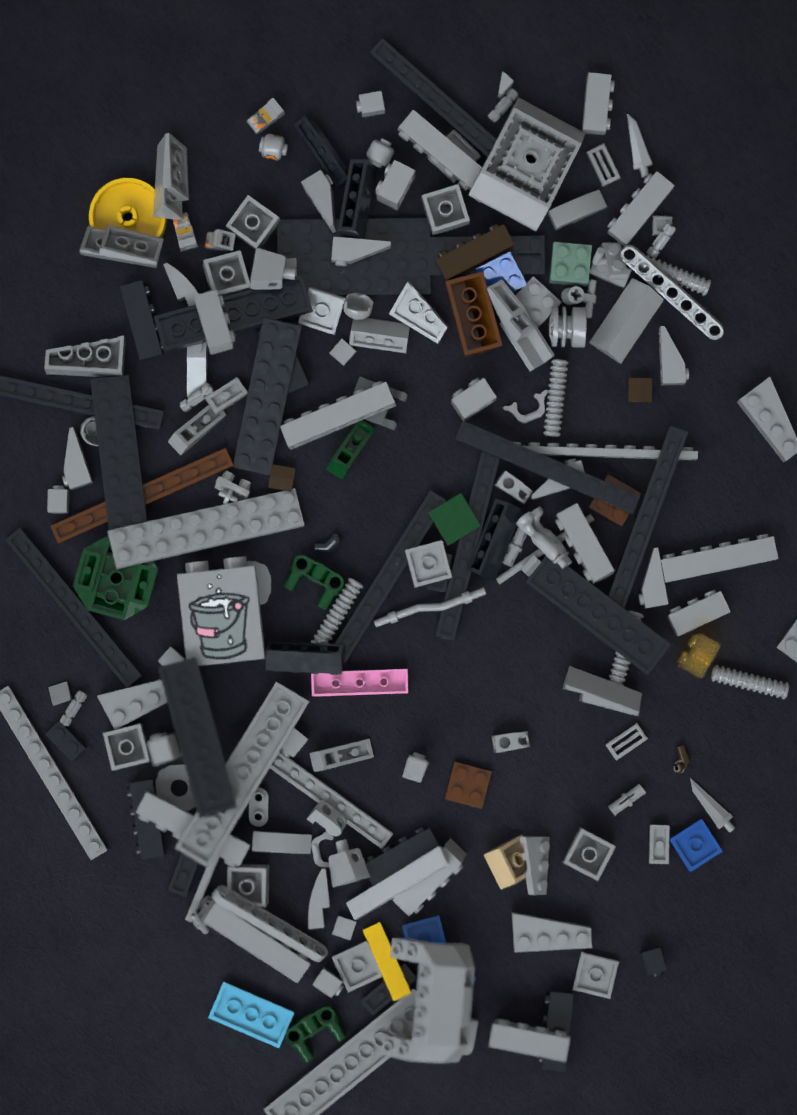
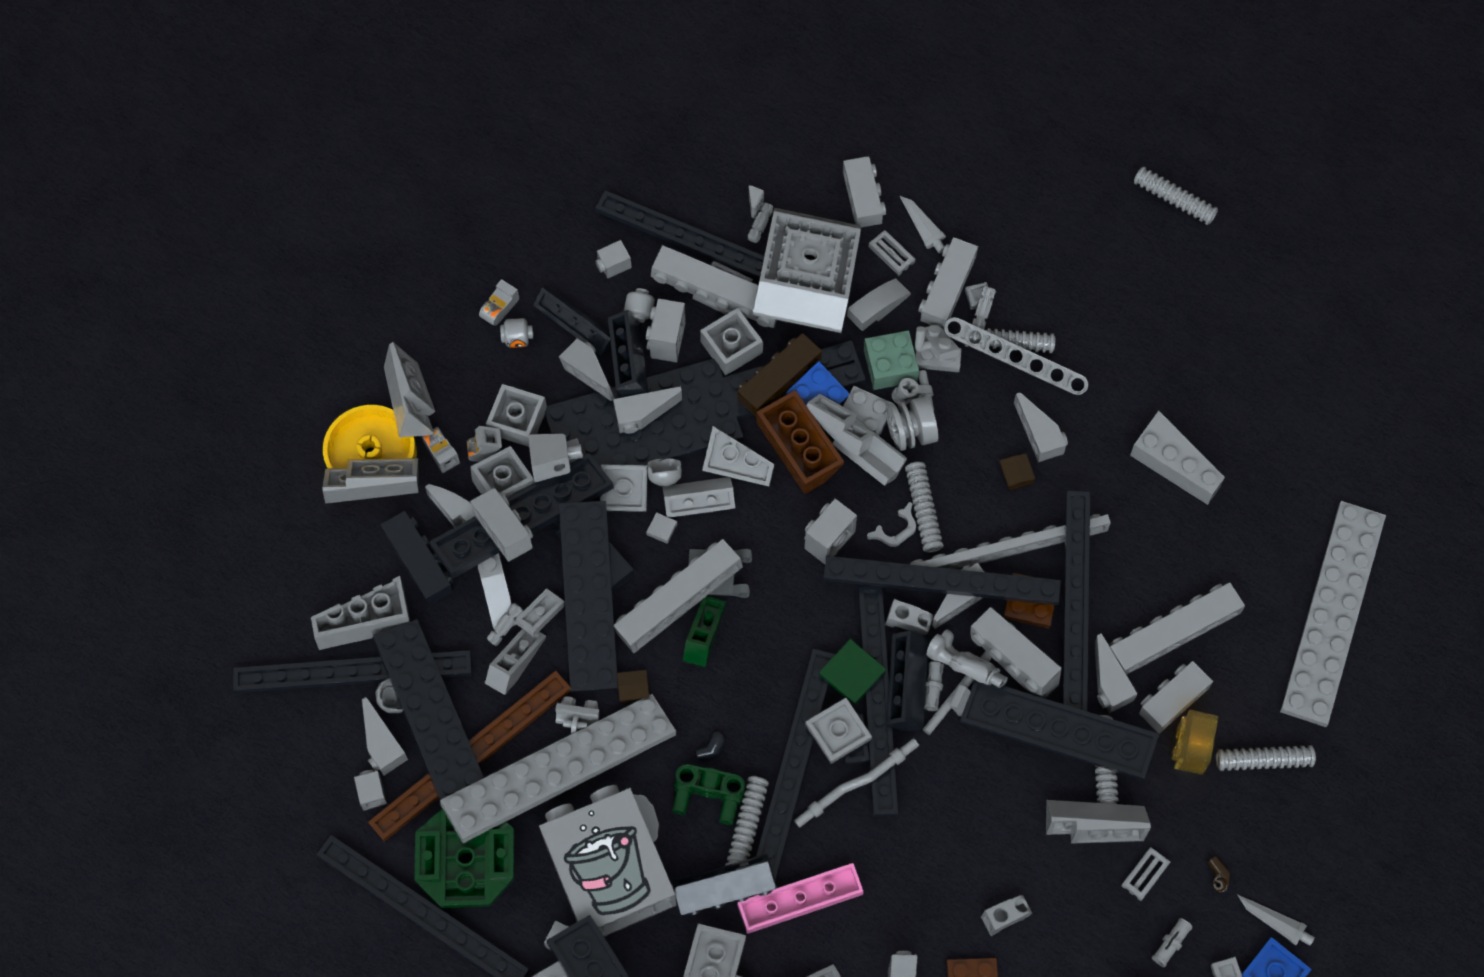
camera: 15 degrees left, 20 degrees down
(626, 320) = (975, 401): light grey slope -> none

